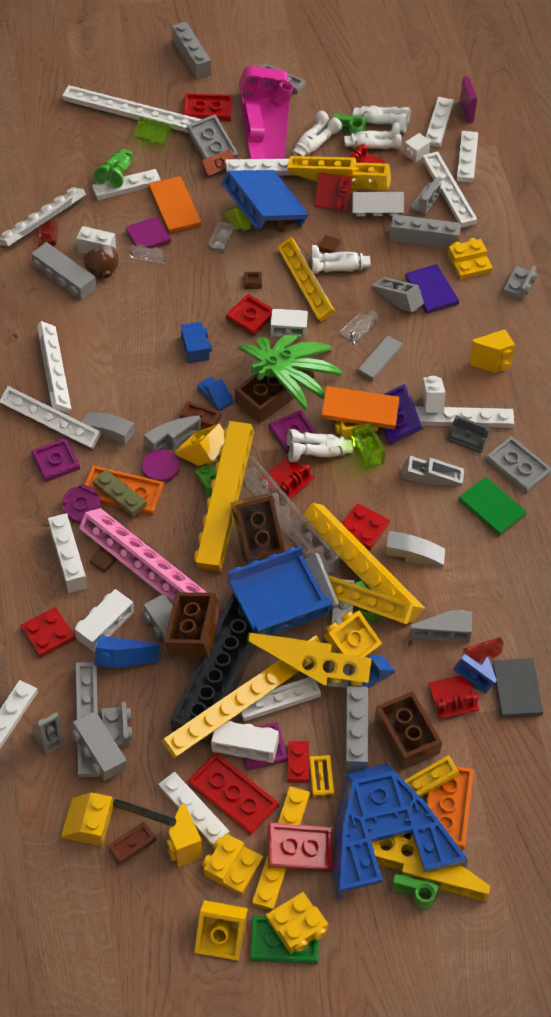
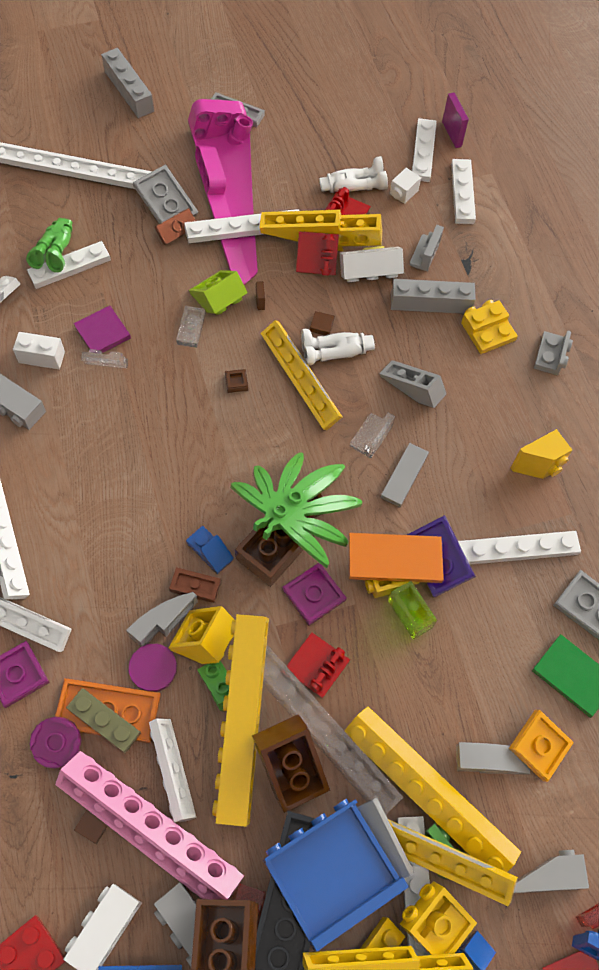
camera: 10 degrees left, 10 degrees up
(67, 553) = (43, 827): white brick -> none
(102, 262) = (48, 379): reddish brown cylinder -> none
(110, 426) = (79, 617): light grey slope -> none
(152, 131) = (93, 192): clear neon green bracket -> none
(167, 529) = (172, 770): none -> white plate
(175, 204) = (130, 287): orange tile -> none
(195, 342) = (176, 478): blue brick -> none
(206, 105) = (154, 152): red tile -> none
(250, 314) = (240, 431): red plate -> none
(263, 197) = (236, 271): blue panel -> none
(288, 322) = (288, 439): white brick -> none
(317, 134) = (281, 189): white piece -> none
(326, 447) = (362, 613): white piece -> none
(351, 123) = (322, 161): bright green plate -> none
(365, 525) = (423, 726): red plate -> none
(384, 115) = (359, 148): white piece -> none
(432, 472) = (495, 636): light grey slope -> none
(433, 287) = (455, 369): dark purple tile -> none
(433, 394) = (481, 527): white brick -> none
(450, 189) = (451, 237): white plate -> none
(454, 545) = (541, 745): none -> light orange plate
(468, 434) = (530, 575): dark grey hinge -> none

